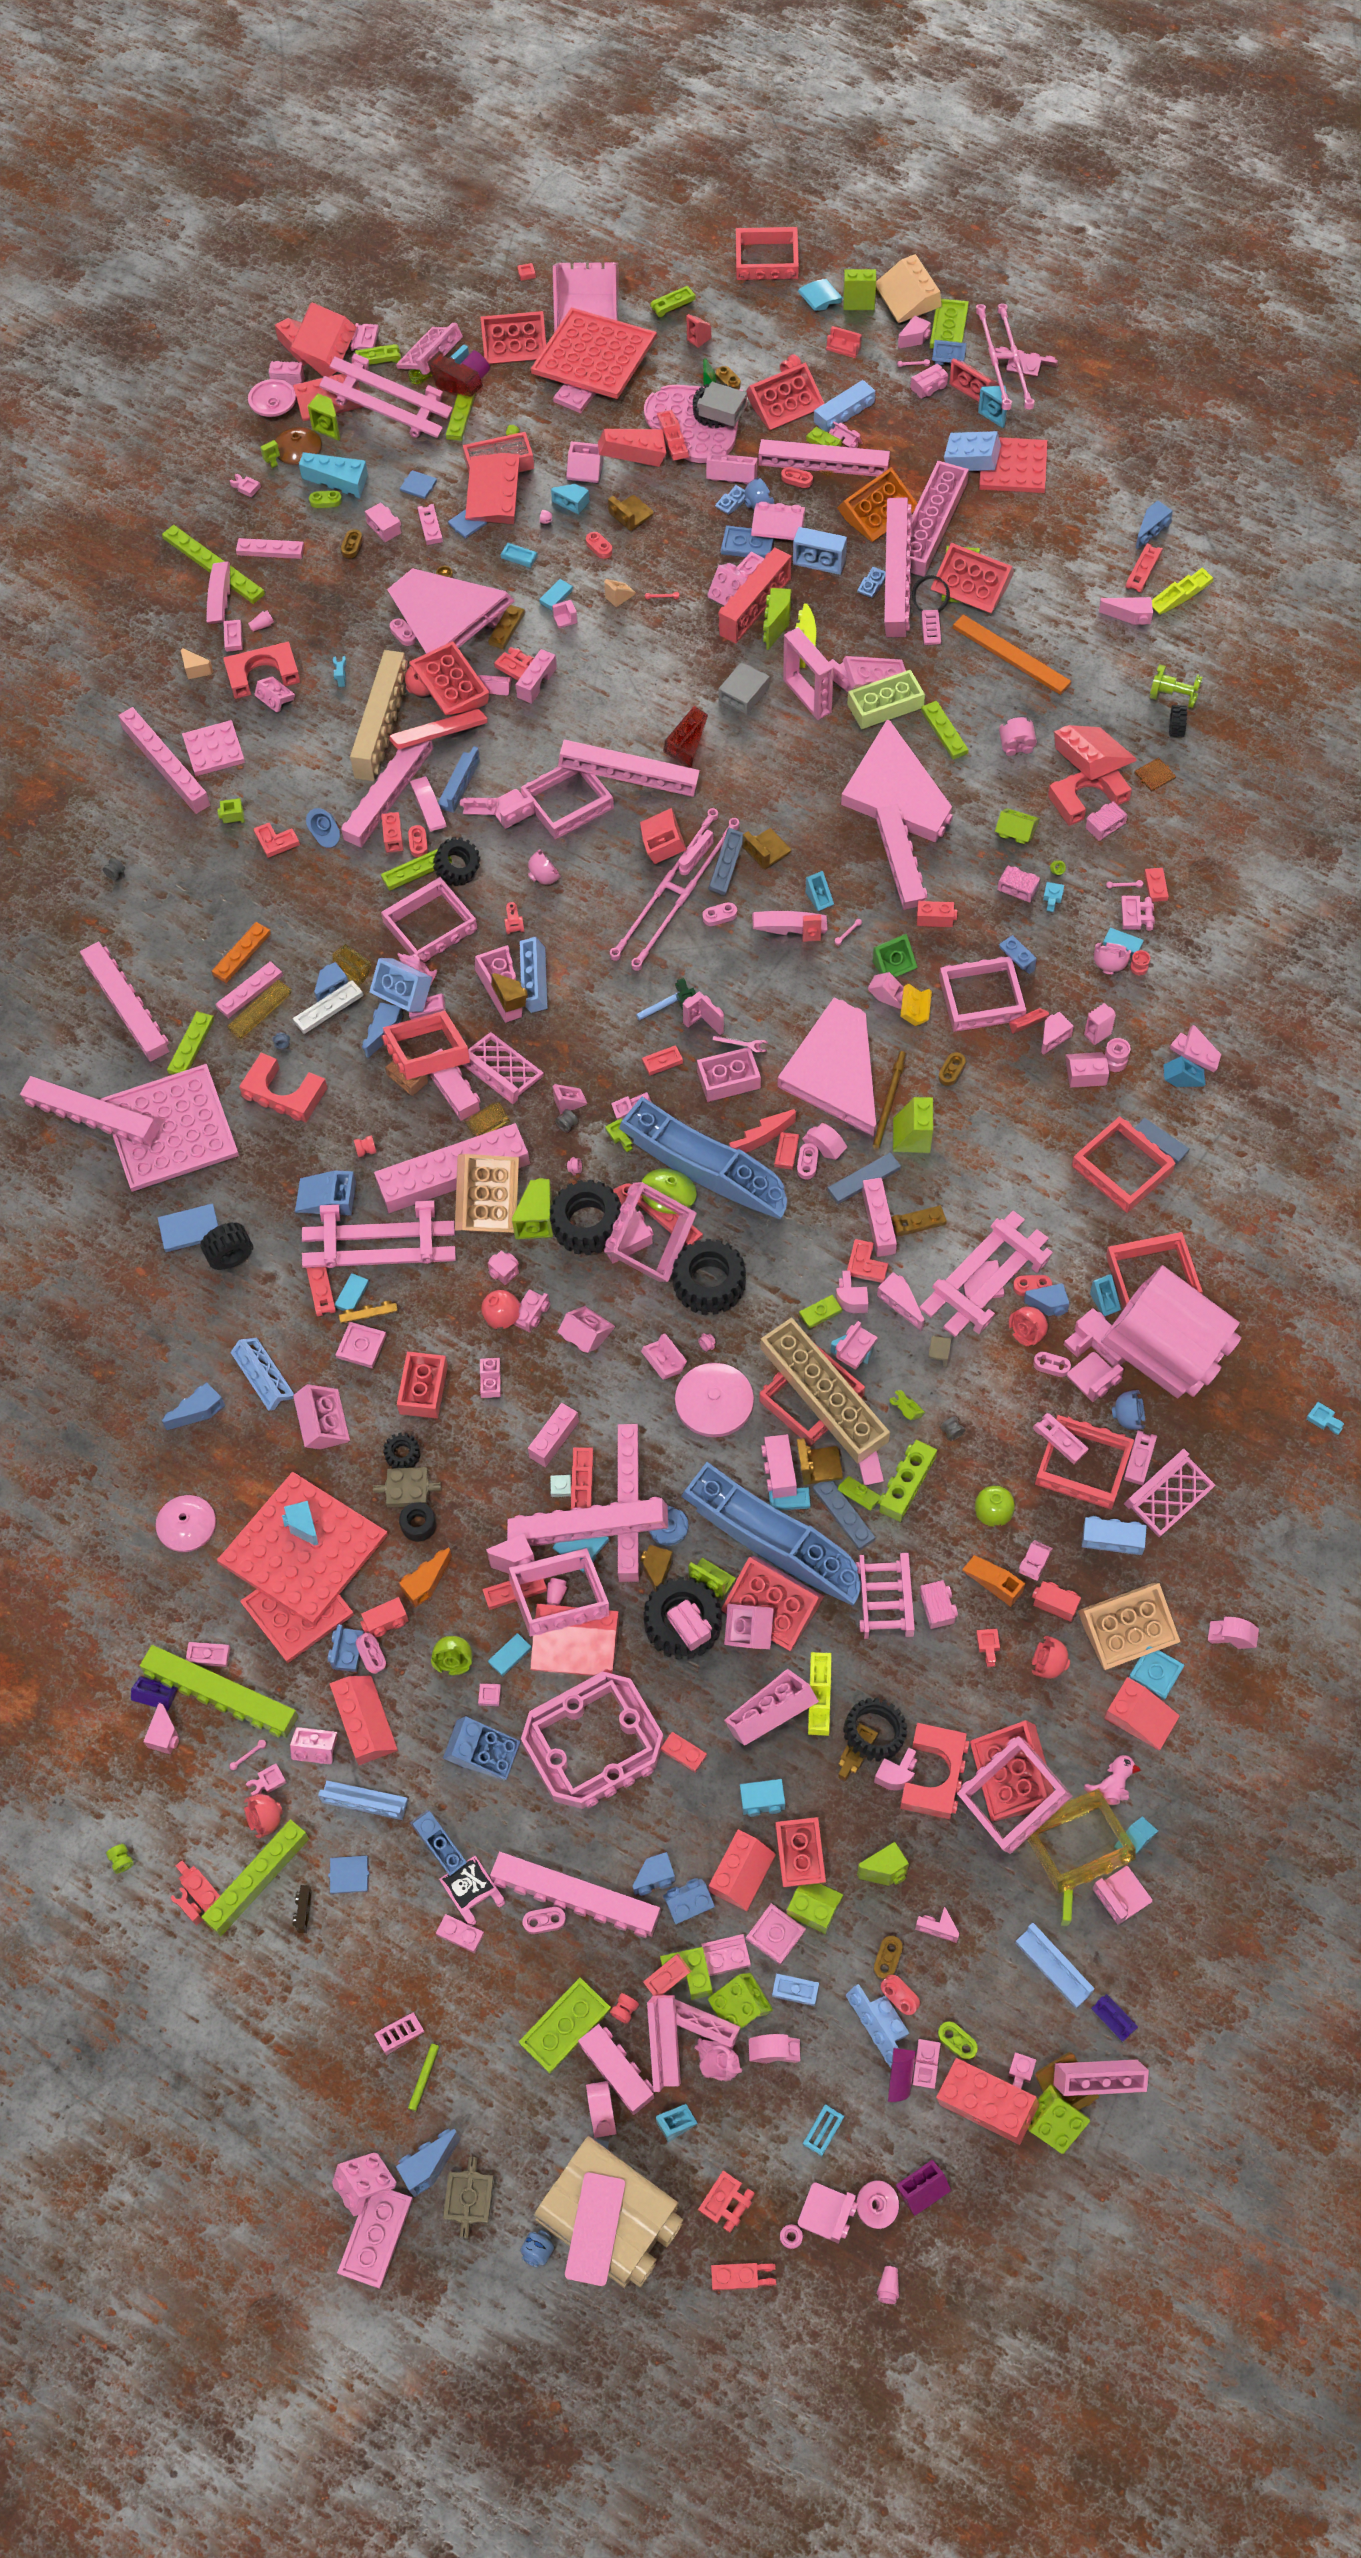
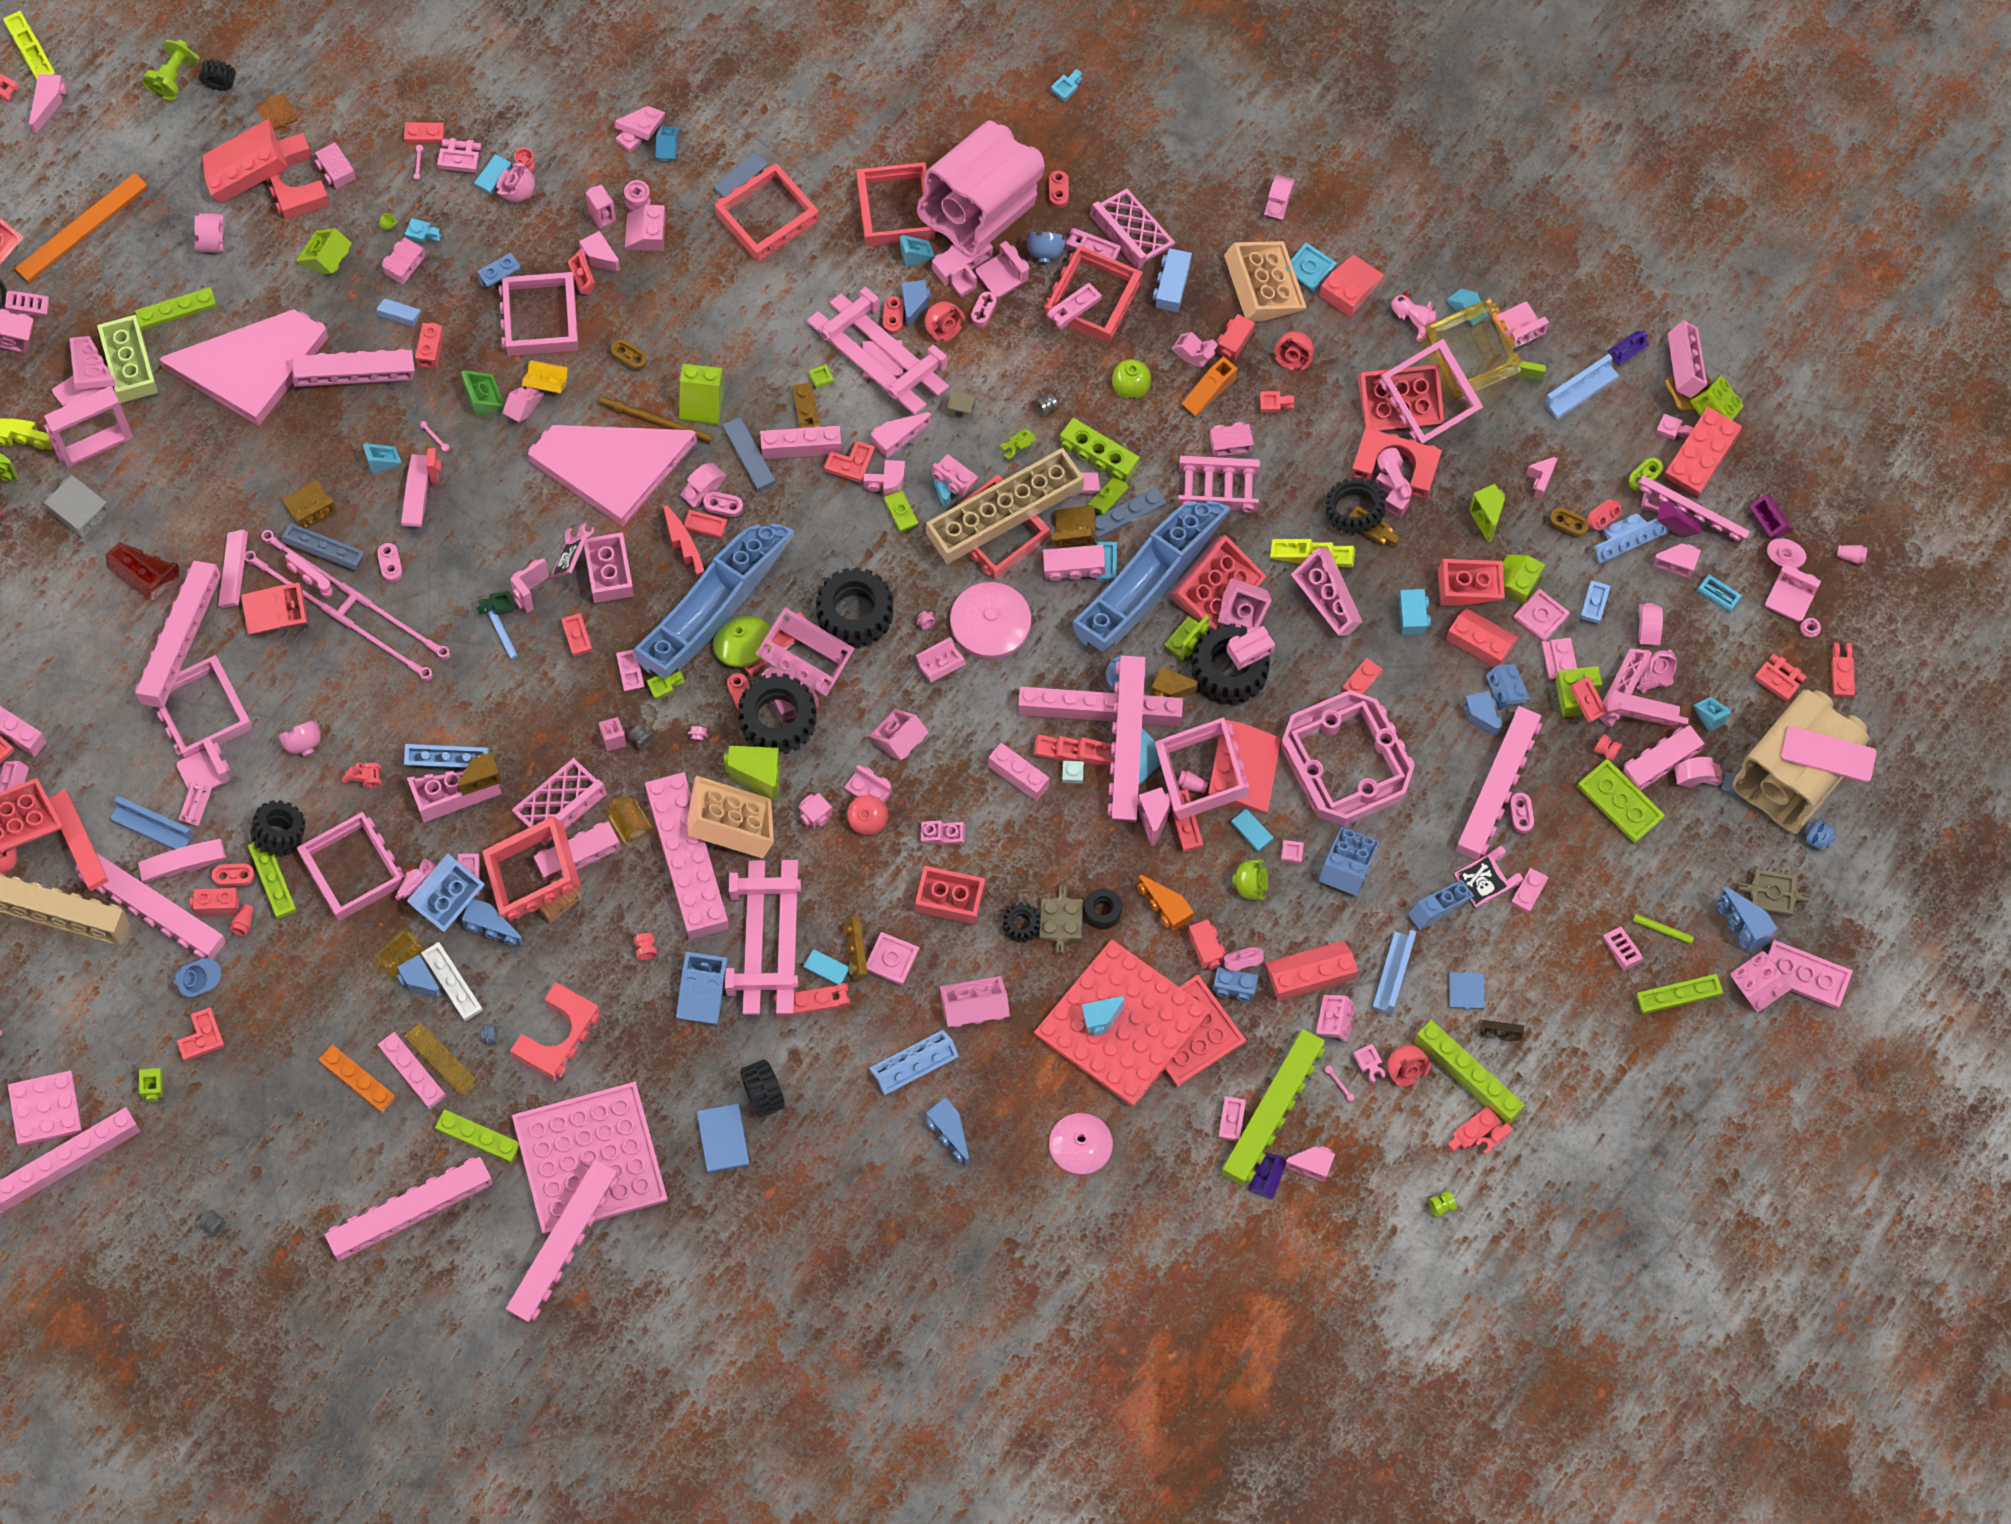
camera: 90 degrees left, 5 degrees up
(348, 2095) = (1679, 994): none -> lime plate
(377, 853) = (242, 922): none -> coral cone
(699, 802) = (233, 569): none -> bright pink tile
(740, 2001) = (1606, 648): lime bracket -> none
(856, 2082) = (1678, 560): none -> bright pink slope
(913, 2099) = (1700, 513): none -> bright pink plate
(924, 1758) = (1391, 462): none -> bright pink animal
(955, 1230) = (821, 376): none -> lime tile
(967, 888) = (398, 312): none -> light blue slope
(1203, 1421) = (1058, 187): none -> coral plate

